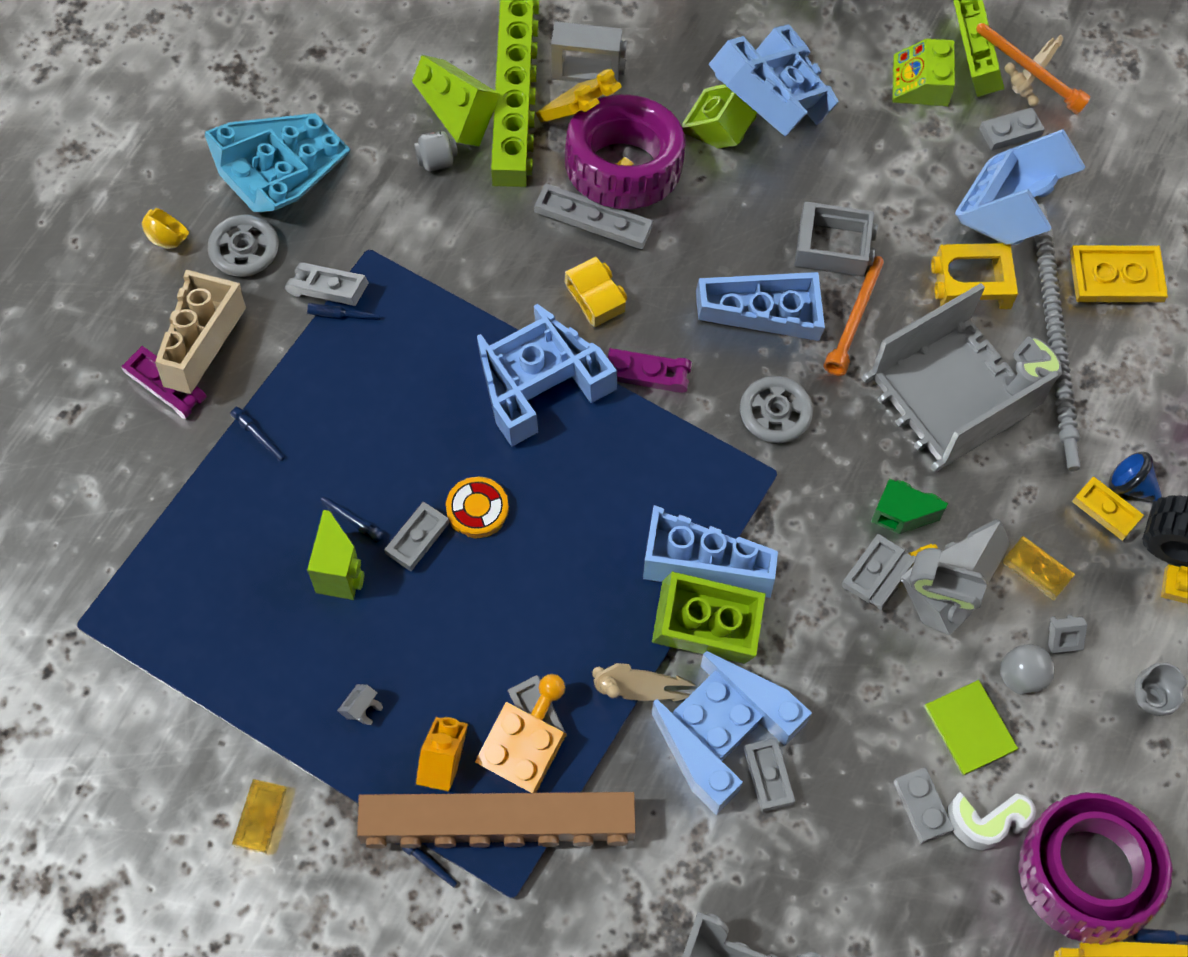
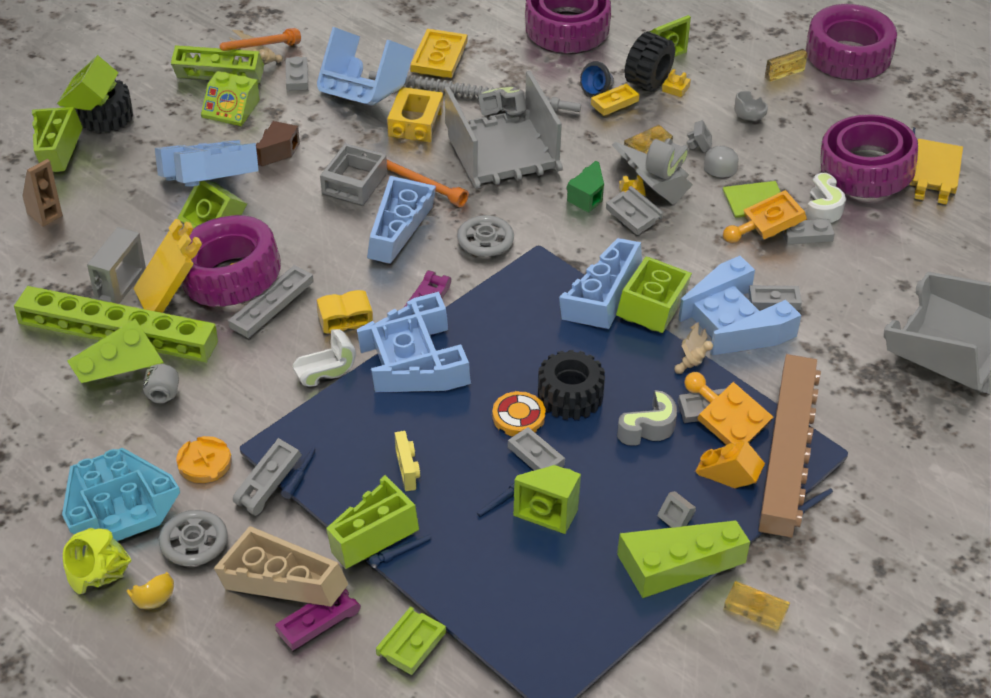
camera: 75 degrees left, 20 degrees down
(148, 473) = (411, 640): none -> lime plate
(189, 169) = (101, 564): none -> neon yellow piece
(270, 396) = (373, 524): none -> lime wedge
(288, 710) = (681, 554): none -> lime wedge
(350, 224) = (204, 459): none -> light orange tile
(373, 405) = (408, 468): none -> light yellow plate
(488, 659) = (652, 425): none -> light grey animal
(506, 294) = (326, 363): none -> white animal
(523, 526) = (571, 384): none -> black tyre
(860, 144) = (277, 143): none -> reddish brown slope
(922, 748) = (768, 217): none -> light orange plate

